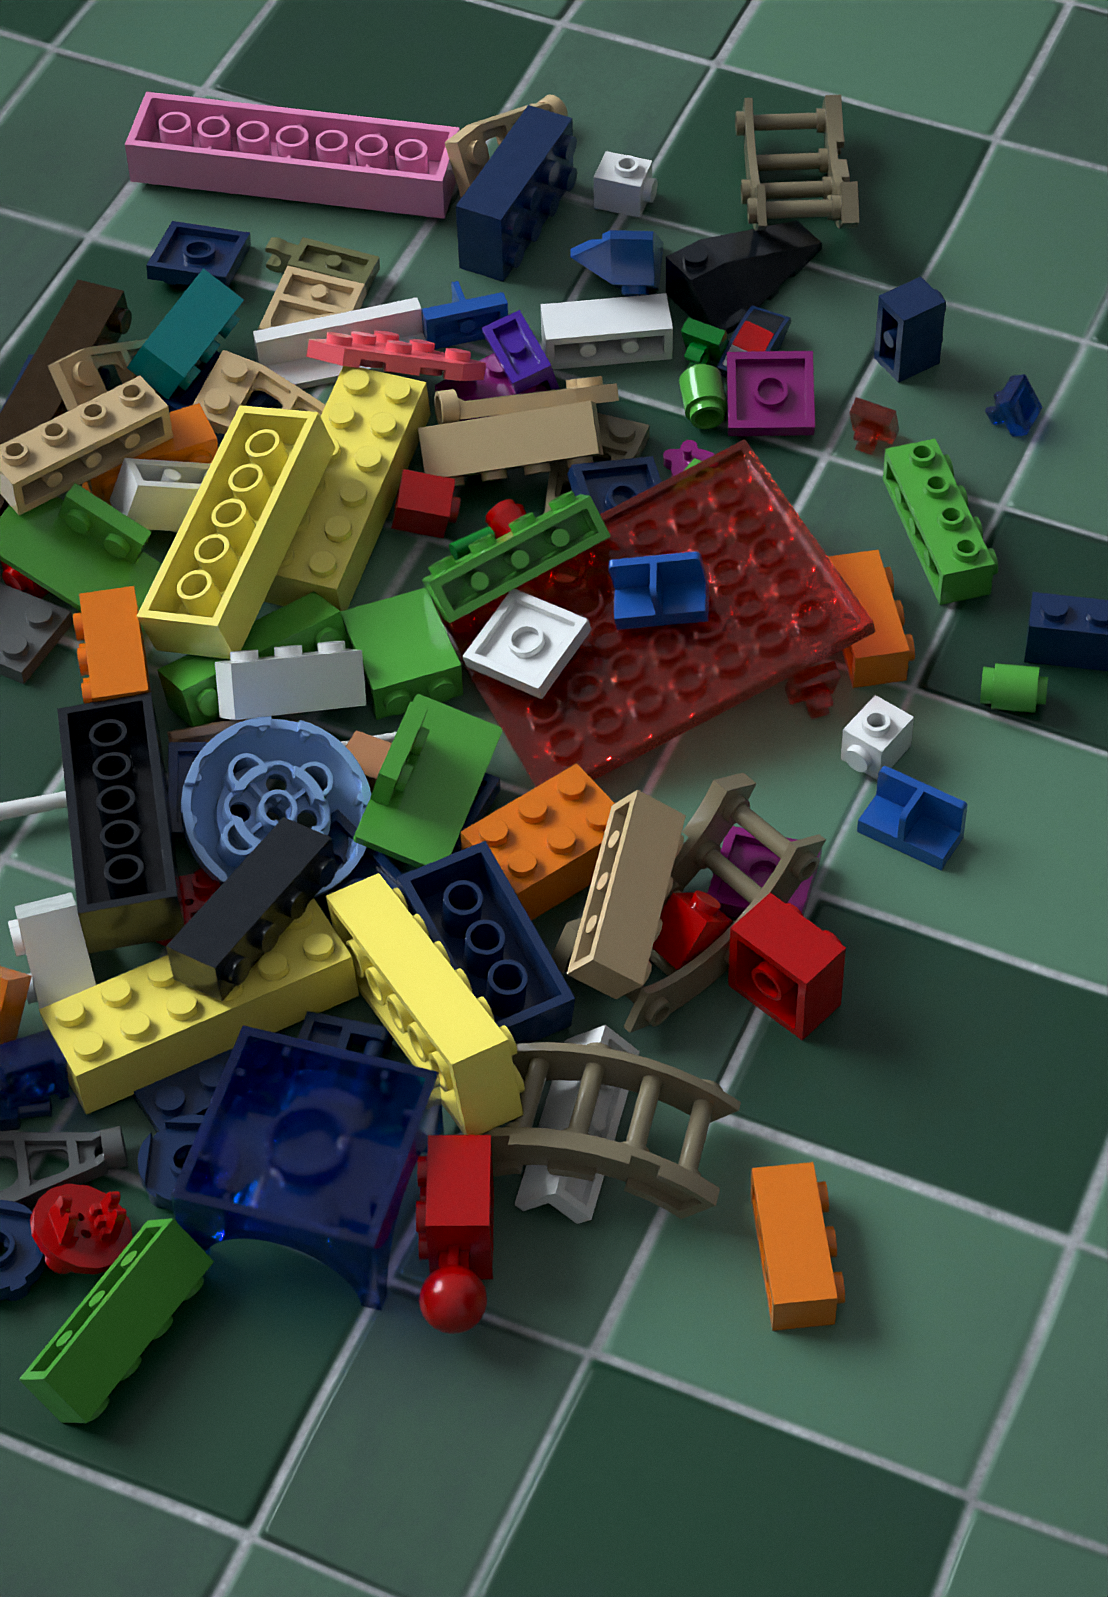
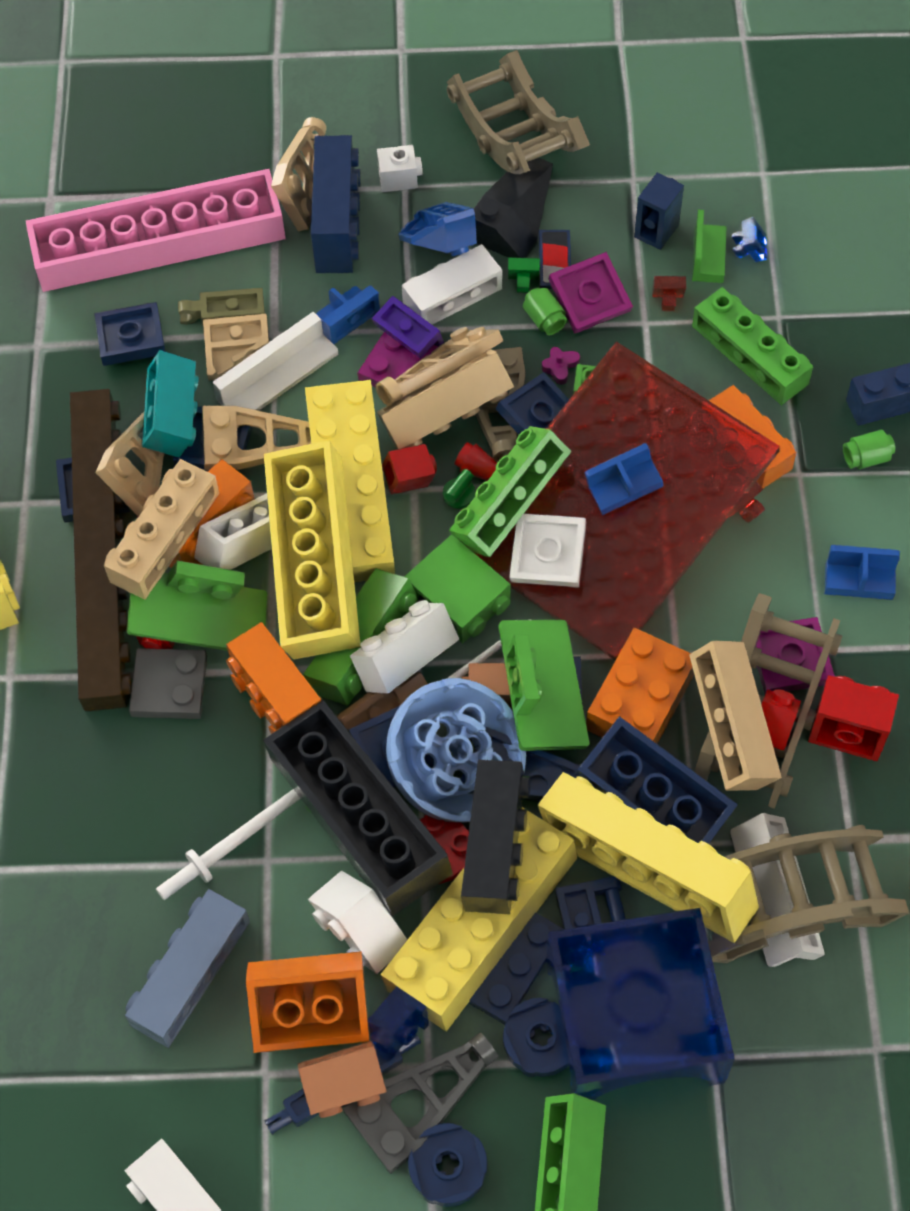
camera: 25 degrees left, 10 degrees up
(61, 1235) = (491, 1133): red plate -> none
(396, 356) = (315, 365): coral plate -> none
(455, 1229) = (757, 1009): red brick -> none
(876, 737) = (805, 522): white brick -> none
(952, 398) = (709, 251): none -> bright green panel

